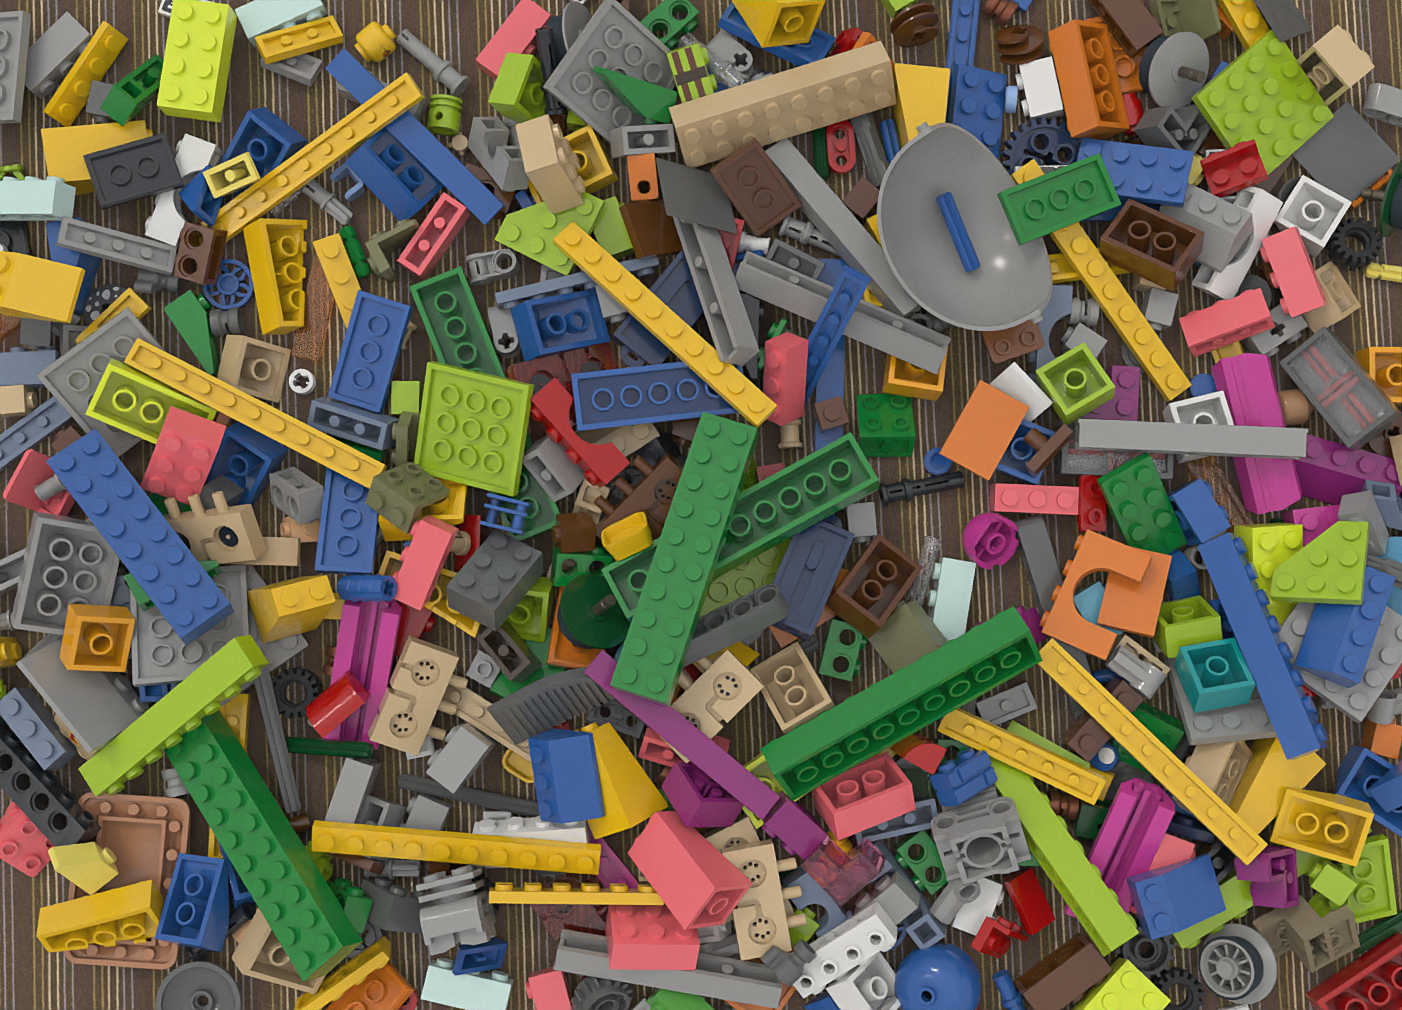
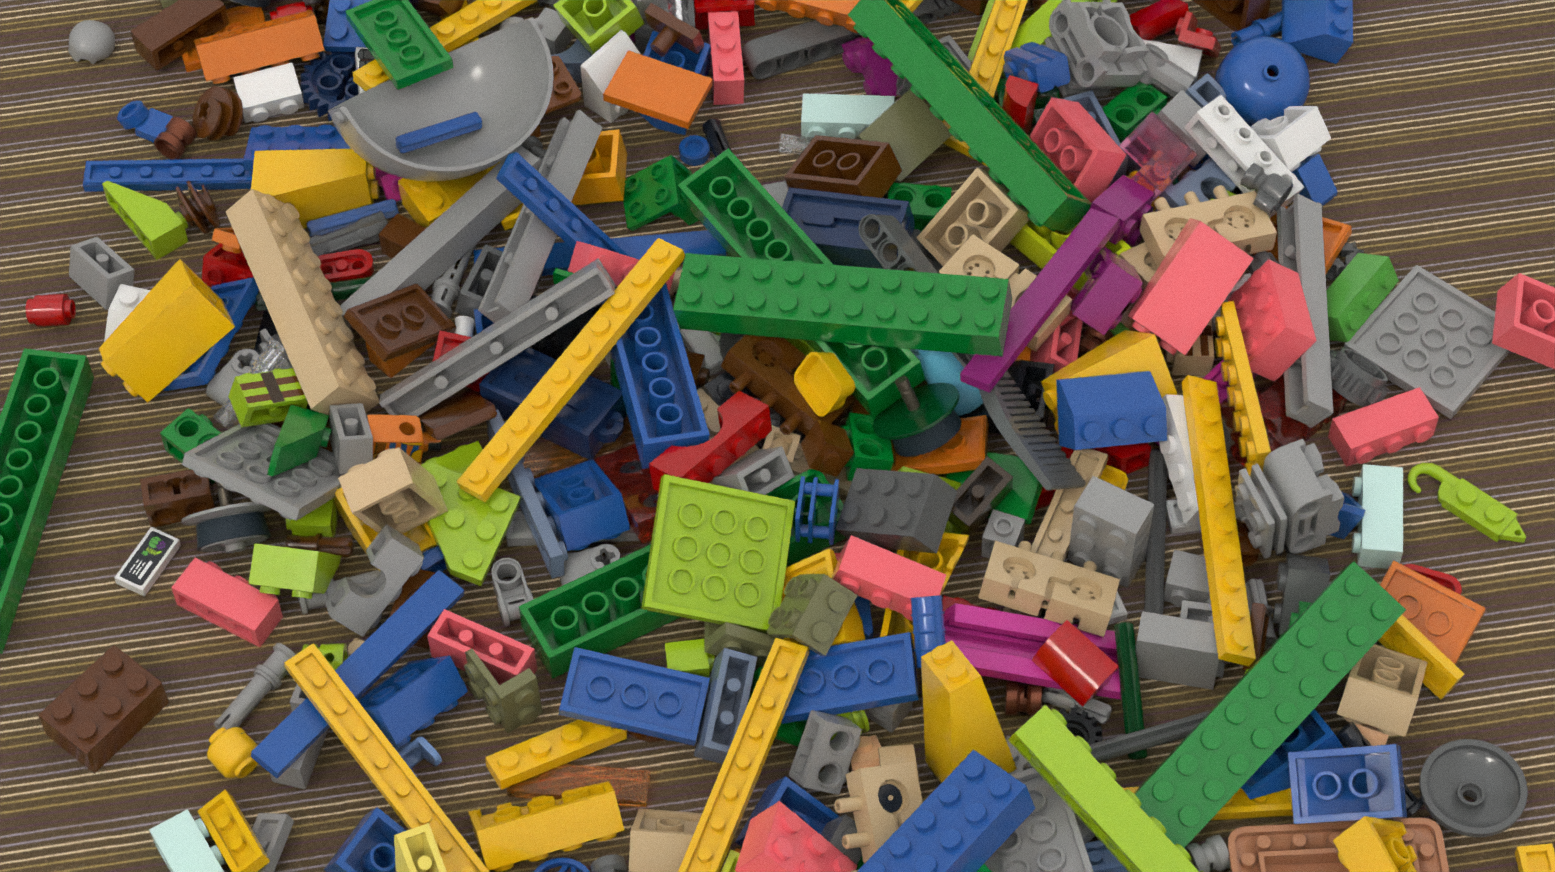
camera: 90 degrees left, 30 degrees down
(306, 374) = (680, 777): white bush -> none
(328, 202) = (446, 782): light grey axle -> none
(355, 252) = (479, 757): green axle -> none
(548, 64) = (285, 533): black pin -> none
(610, 308) = (548, 454): light grey brick -> none
(695, 196) = (415, 371): dark grey sticker -> none
(830, 414) = (654, 226): reddish brown brick -> none
(990, 539) = (774, 88): dark pink cylinder -> none
(1011, 99) = (279, 117): light blue tile -> none

